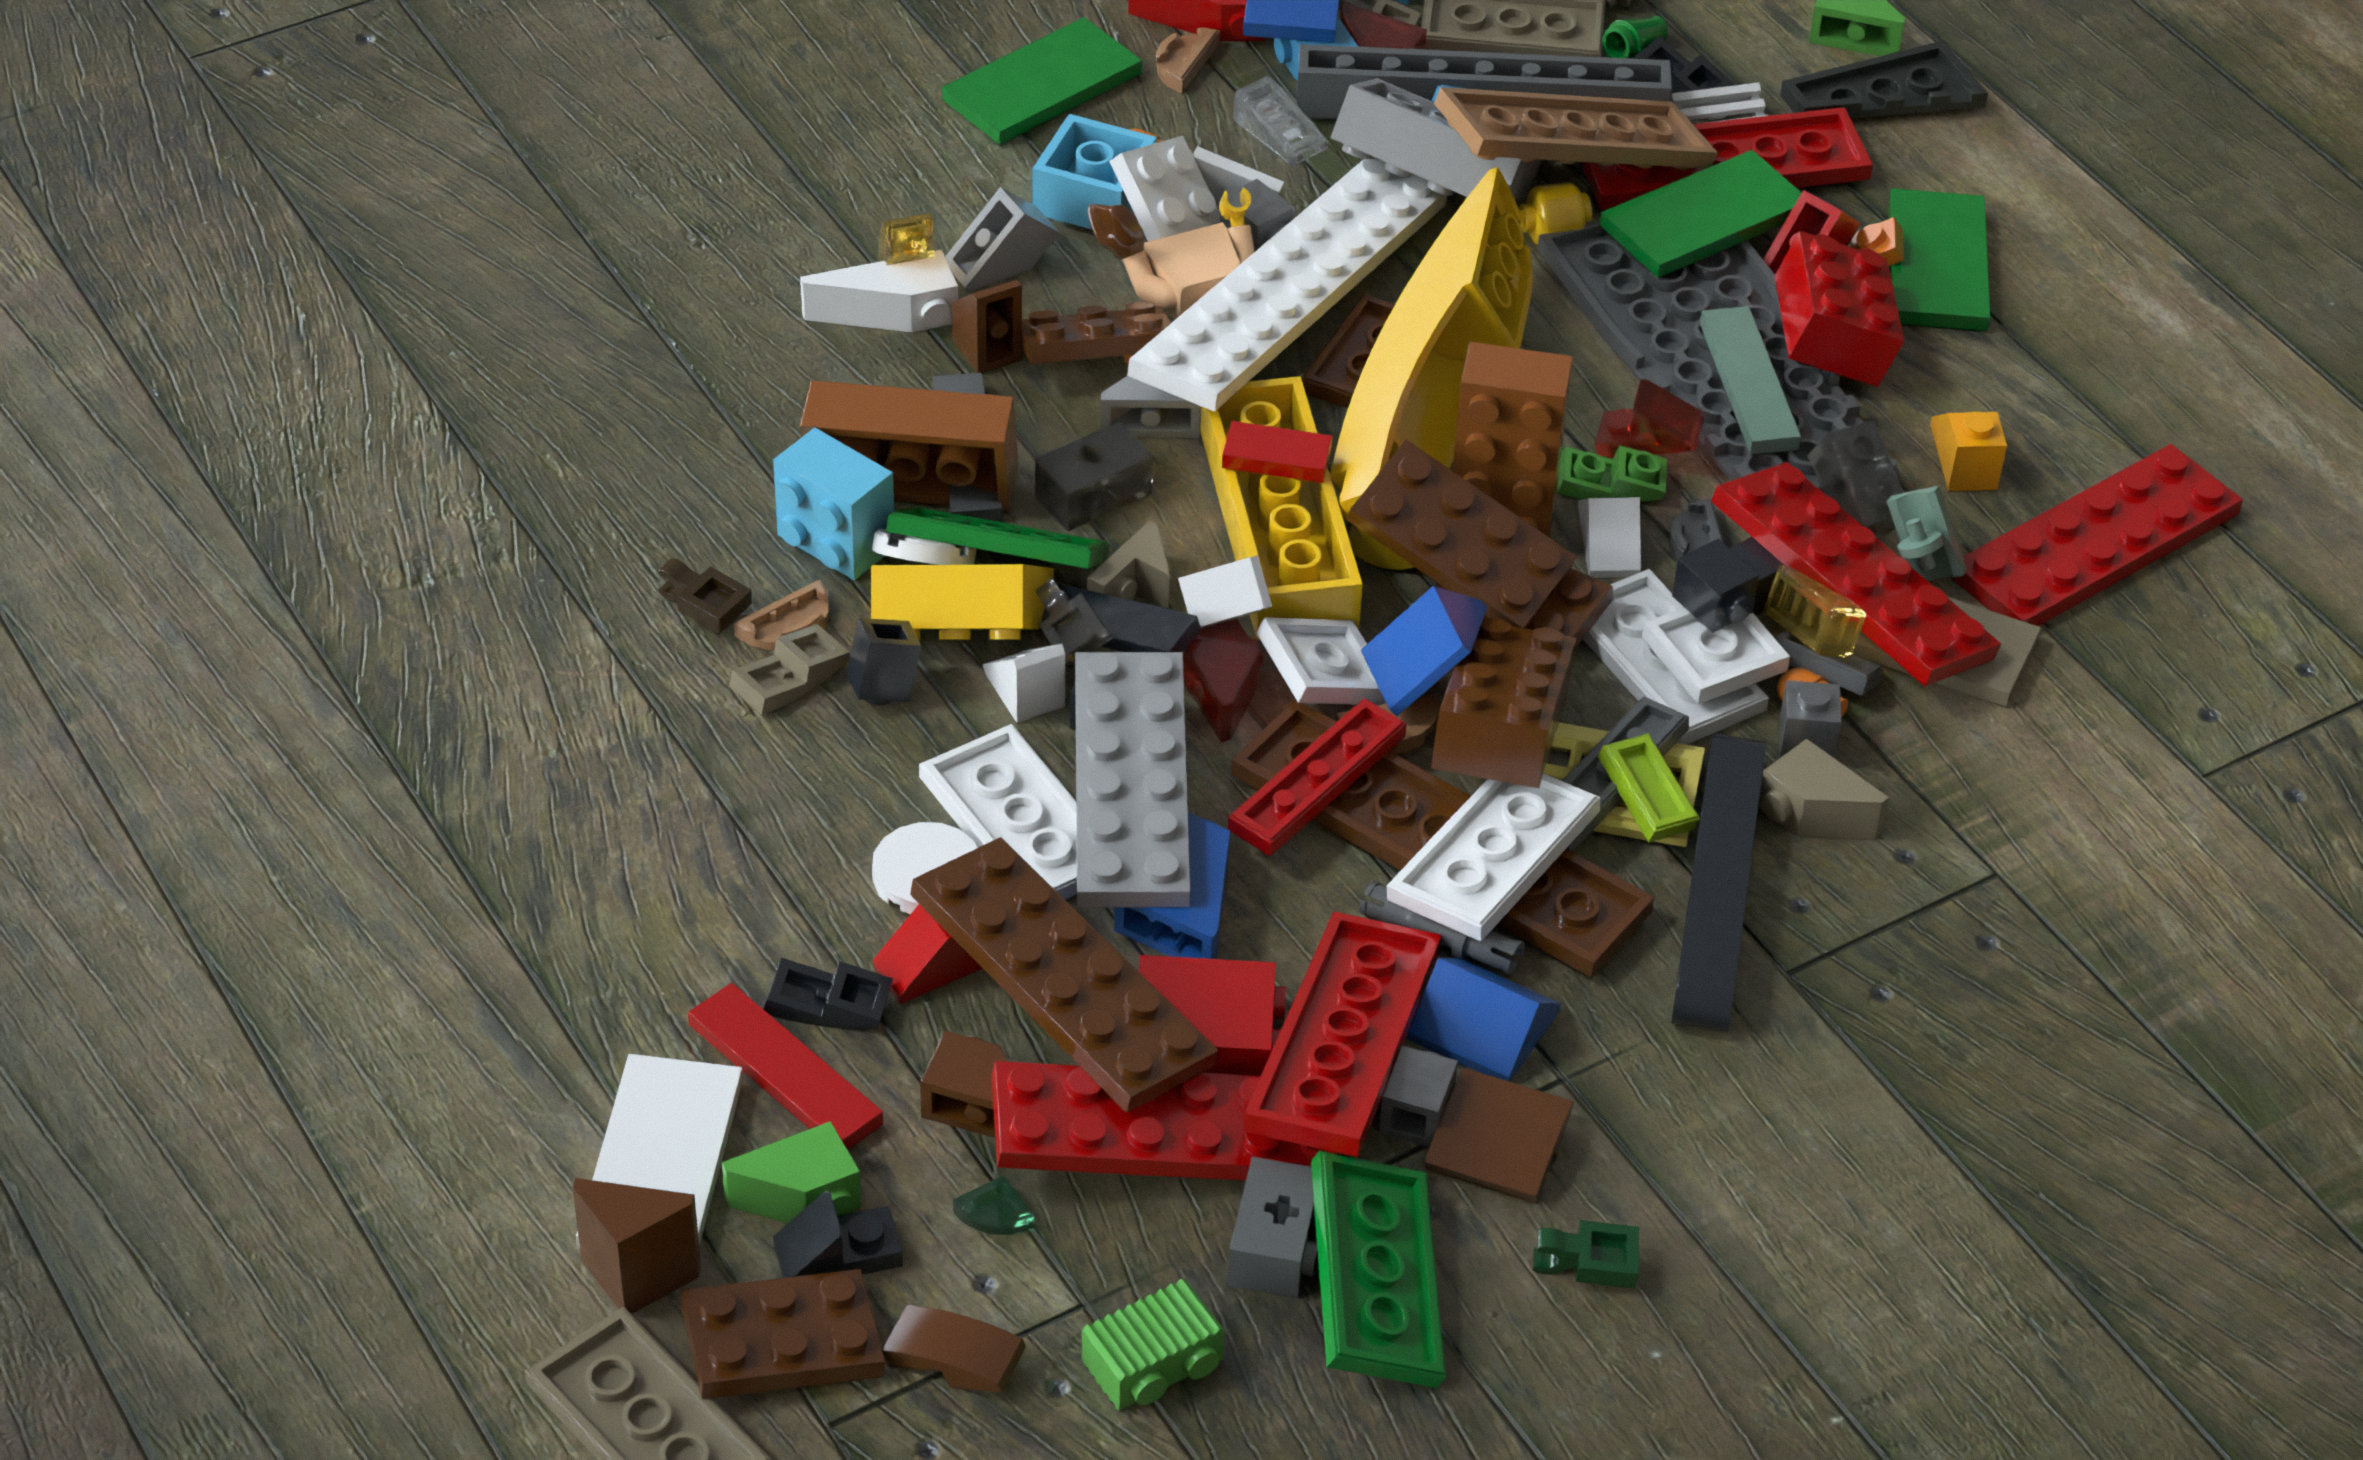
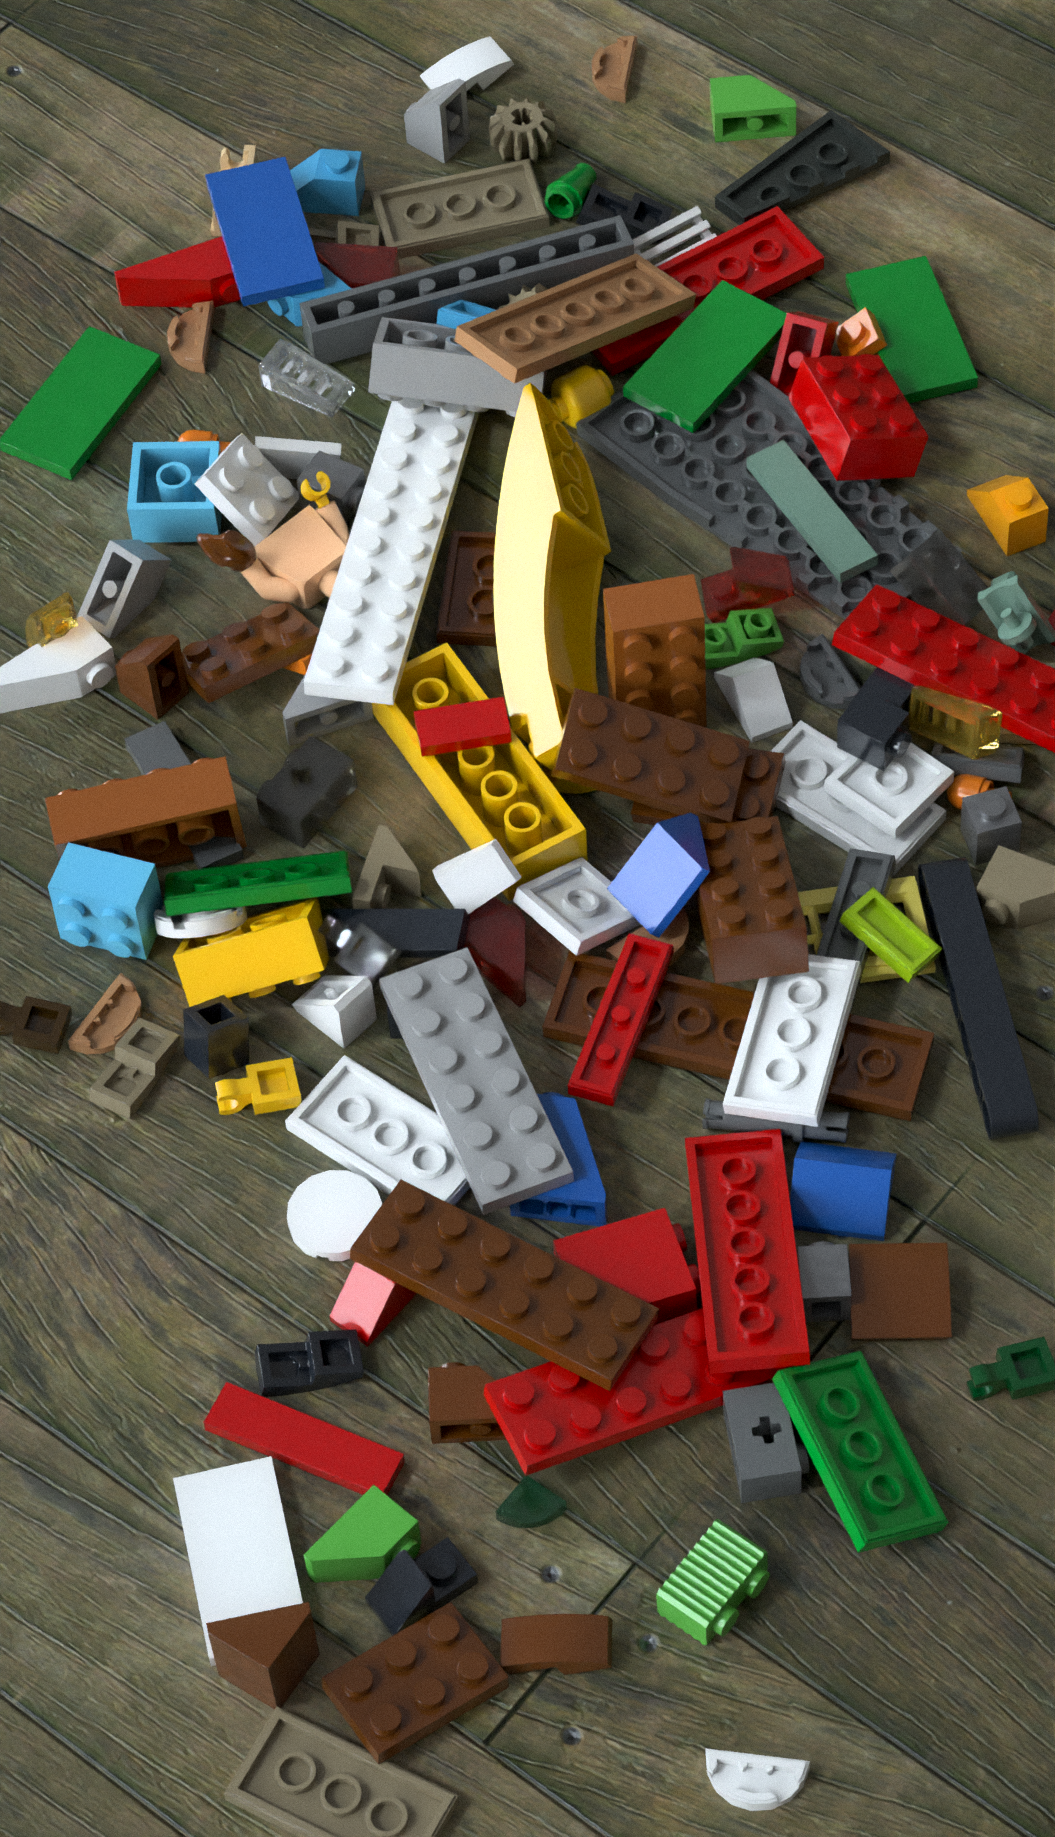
camera: 15 degrees left, 10 degrees up
(914, 727) = (267, 1086): none -> yellow plate

